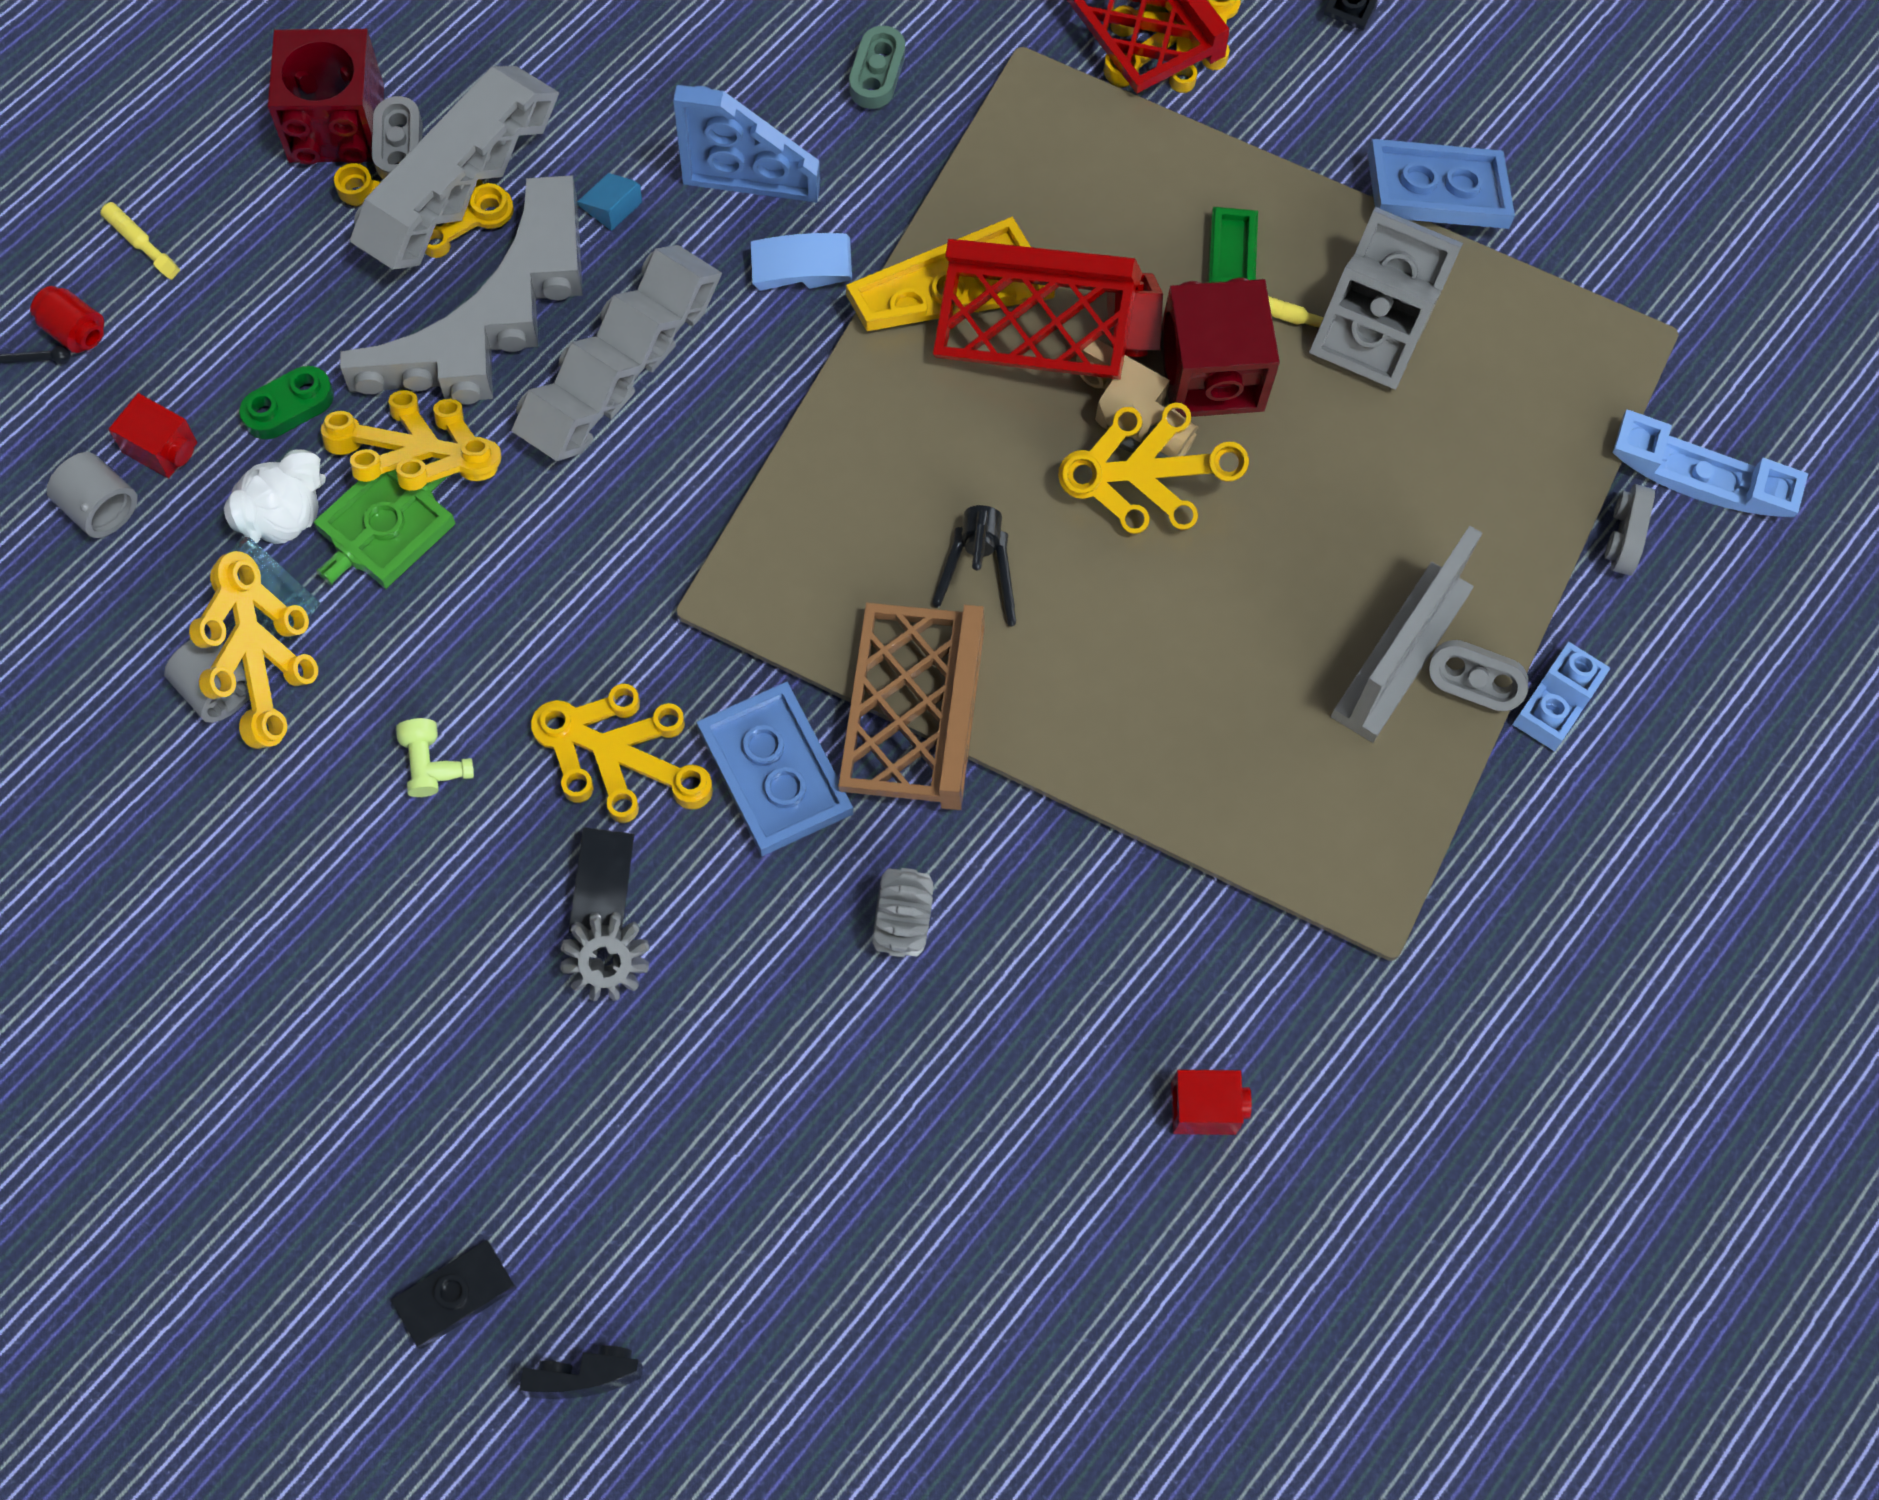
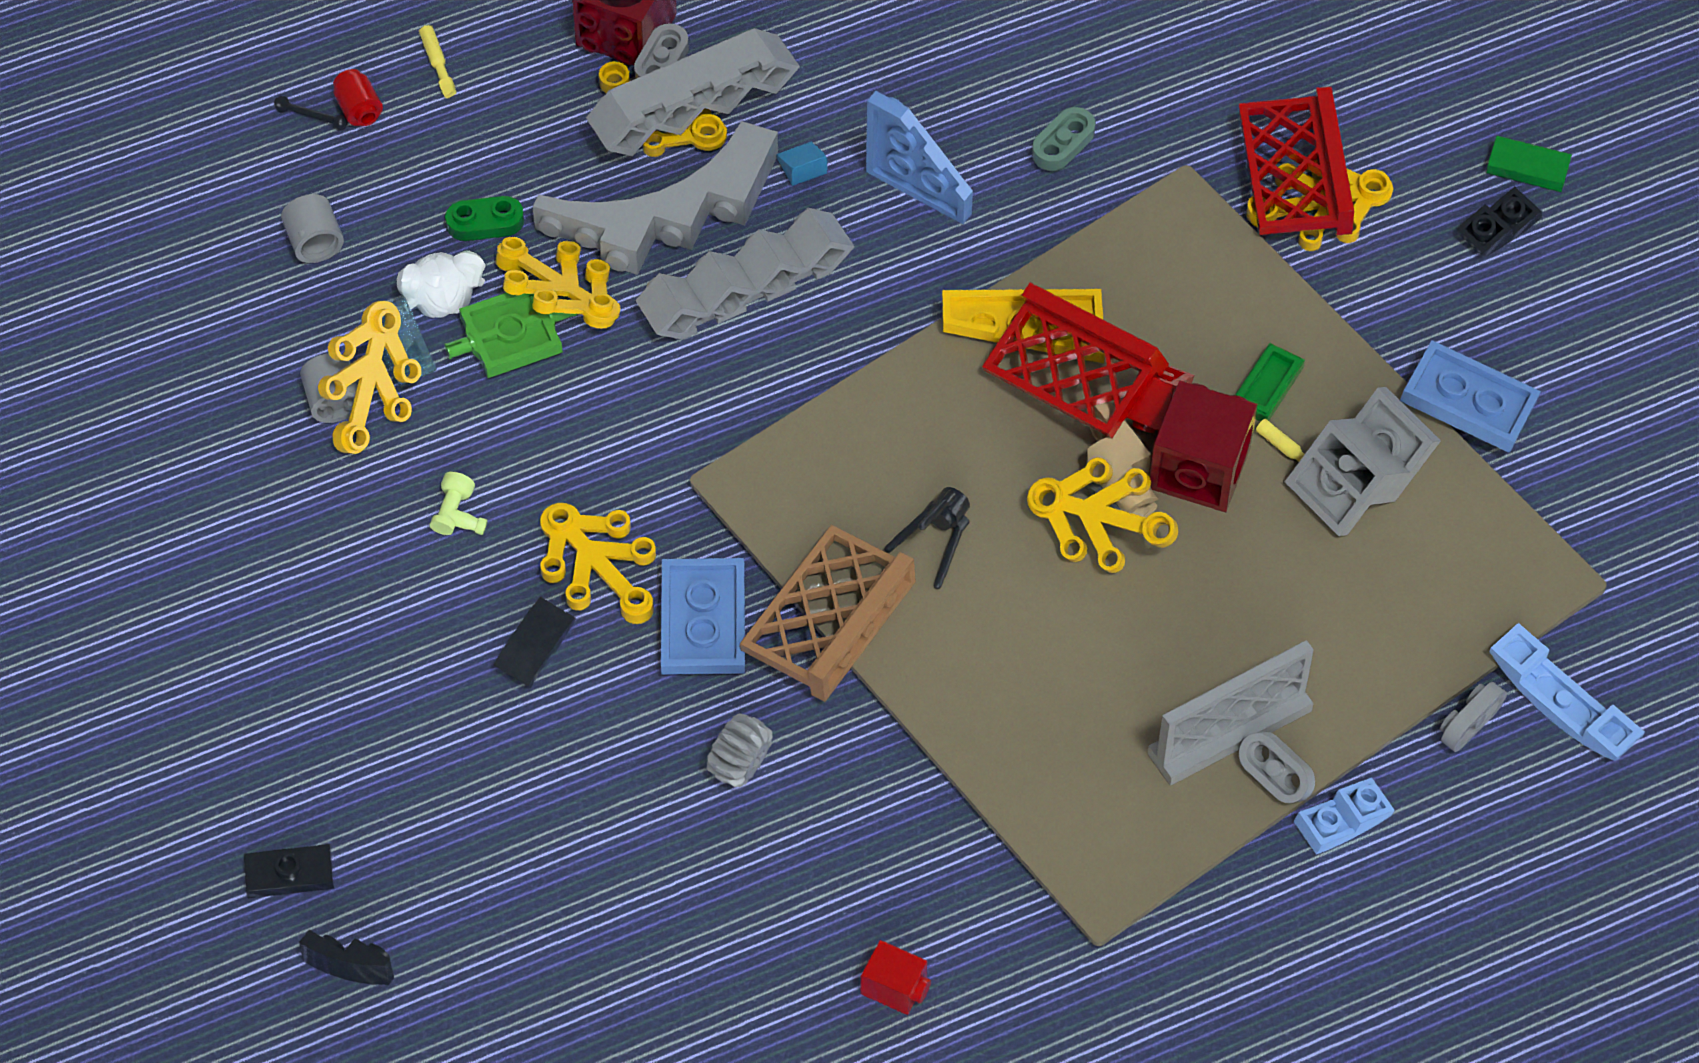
camera: 30 degrees right, 10 degrees down
(153, 436) = (376, 204): red brick -> none
(593, 970) = (498, 700): light grey gear -> none
(804, 258) = (926, 260): light blue slope -> none

